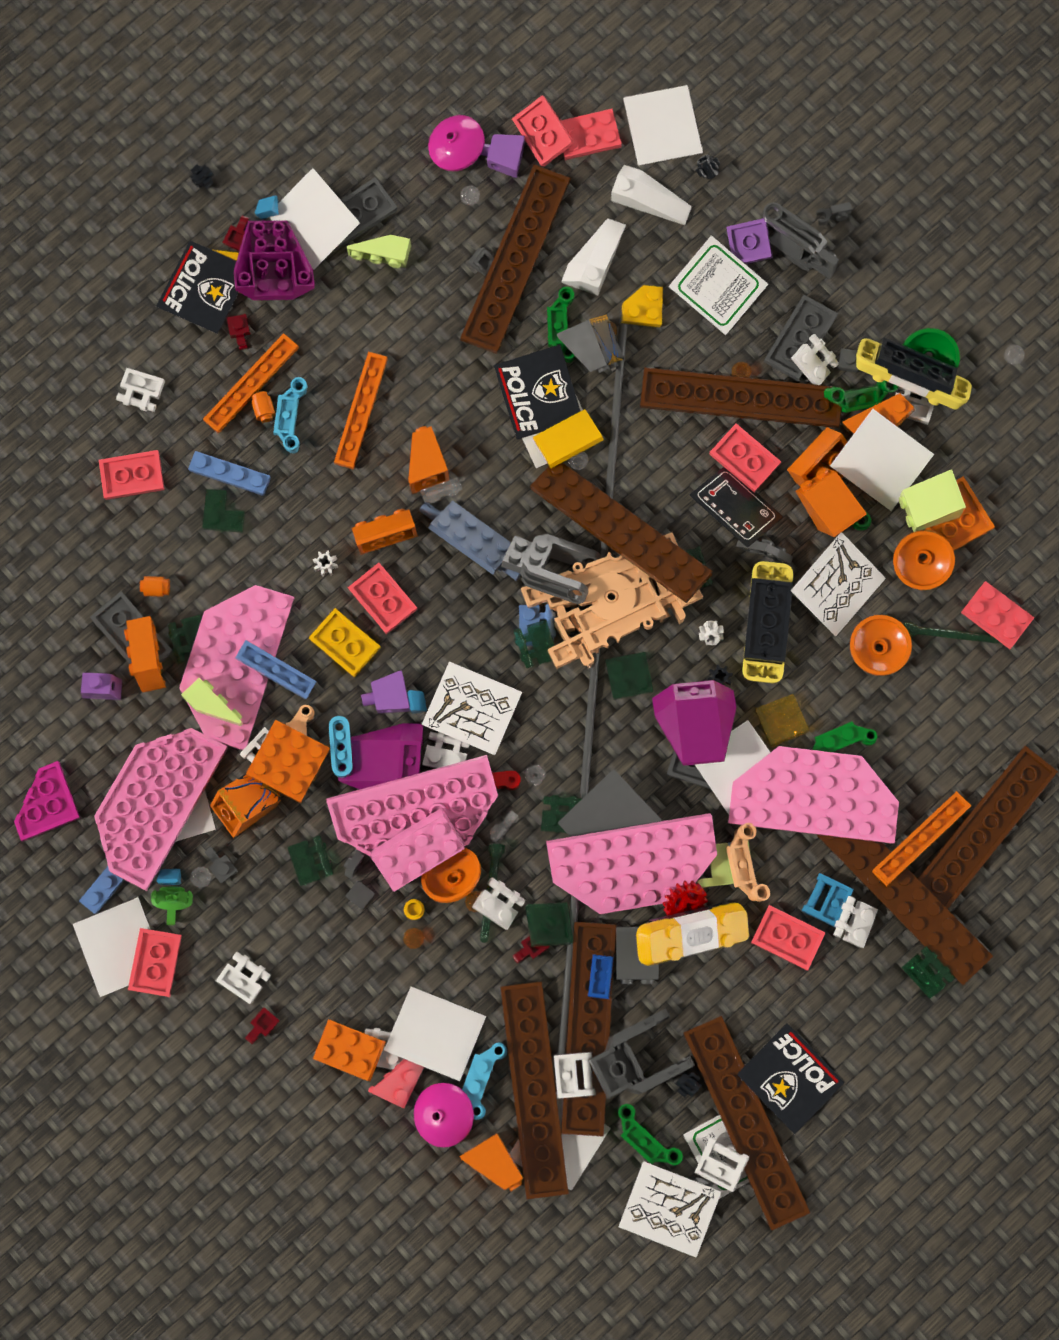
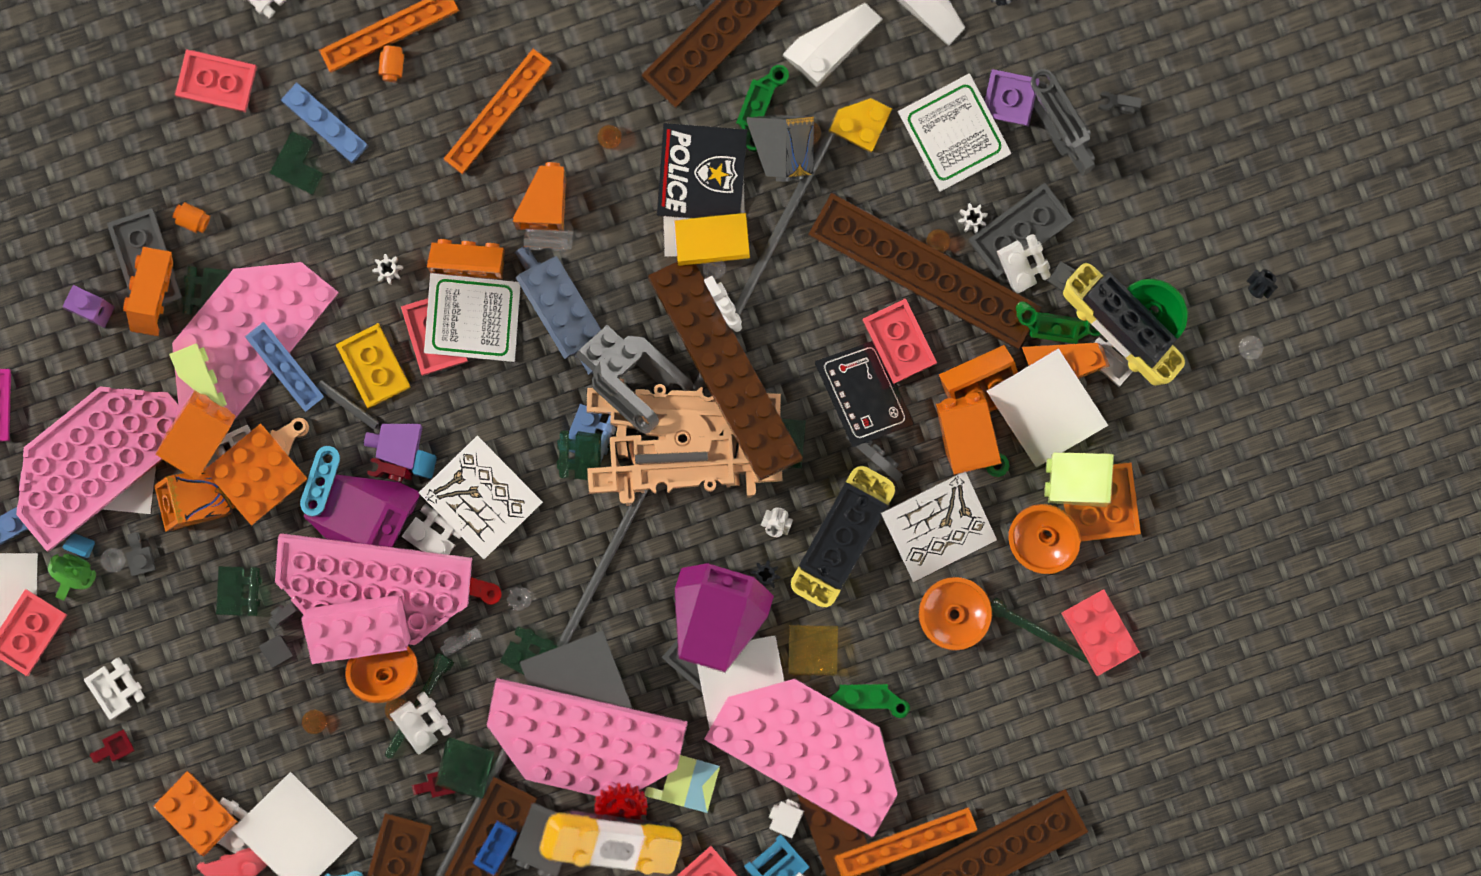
camera: 20 degrees right, 5 degrees up
(227, 748) = (195, 434): none -> orange slope
(287, 414) = (414, 83): medium azure plate -> none
(337, 680) = (347, 404): none -> dark grey bar
(396, 716) = (395, 472): none -> dark red plate
(407, 573) = (472, 317): none -> white sticker
(414, 909) = (327, 690): yellow plate -> none
(455, 395) = (609, 136): none -> clear orange plate
(600, 480) = (724, 303): none -> white plate
(609, 614) = (671, 457): none -> dark grey bar
(629, 675) = (667, 531): clear green plate -> none
(742, 866) = (700, 789): light nougat plate -> none
(760, 337) = (976, 213): none -> white gear
(818, 859) = (785, 817): none -> white brick
(1001, 303) = (1262, 283): none -> black gear

